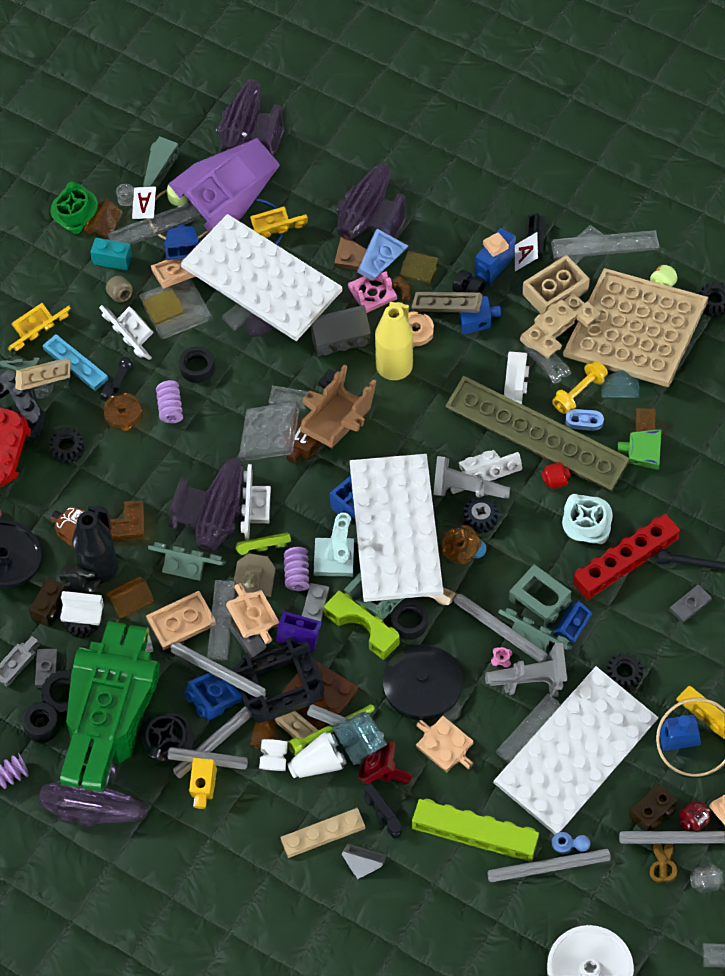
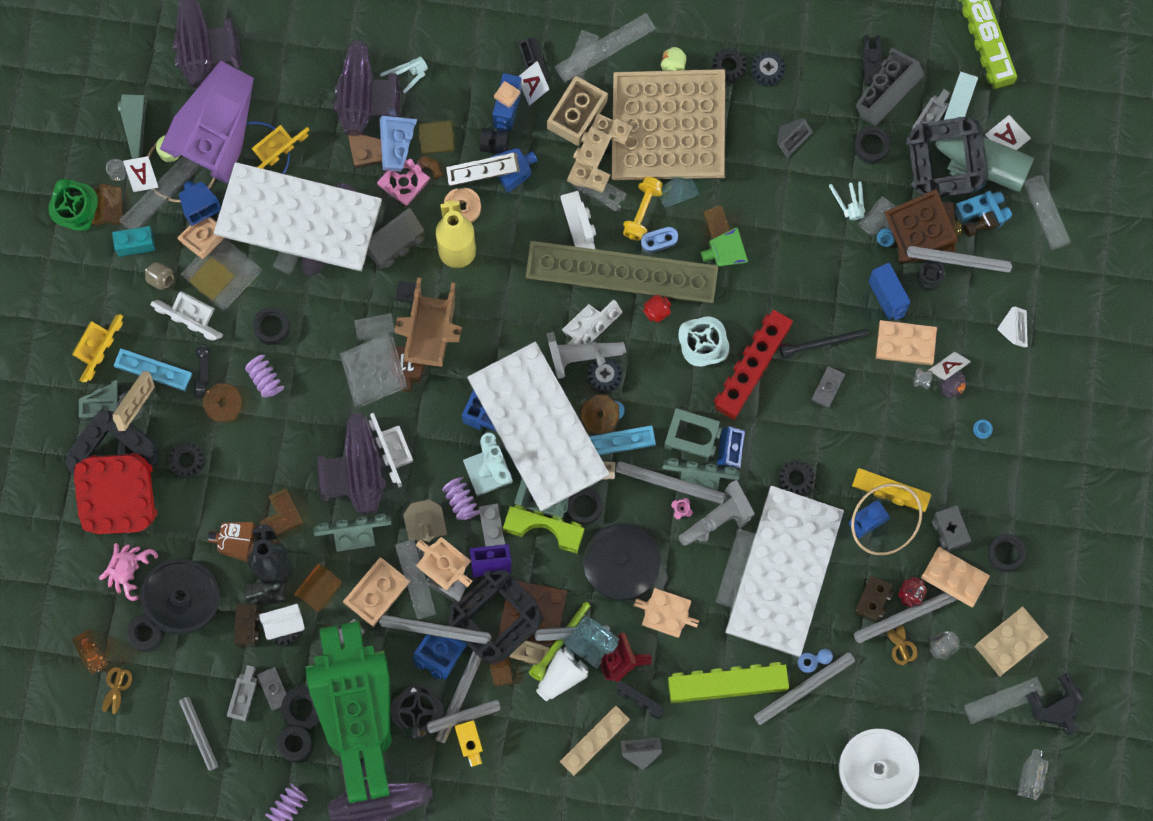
camera: 25 degrees left, 15 degrees up
(261, 544) = (417, 485): lime plate -> none
(273, 755) = (521, 689): white wheel -> none
(427, 204) = (416, 66): none -> light aqua plant
(472, 576) = (624, 440): none -> medium azure plate

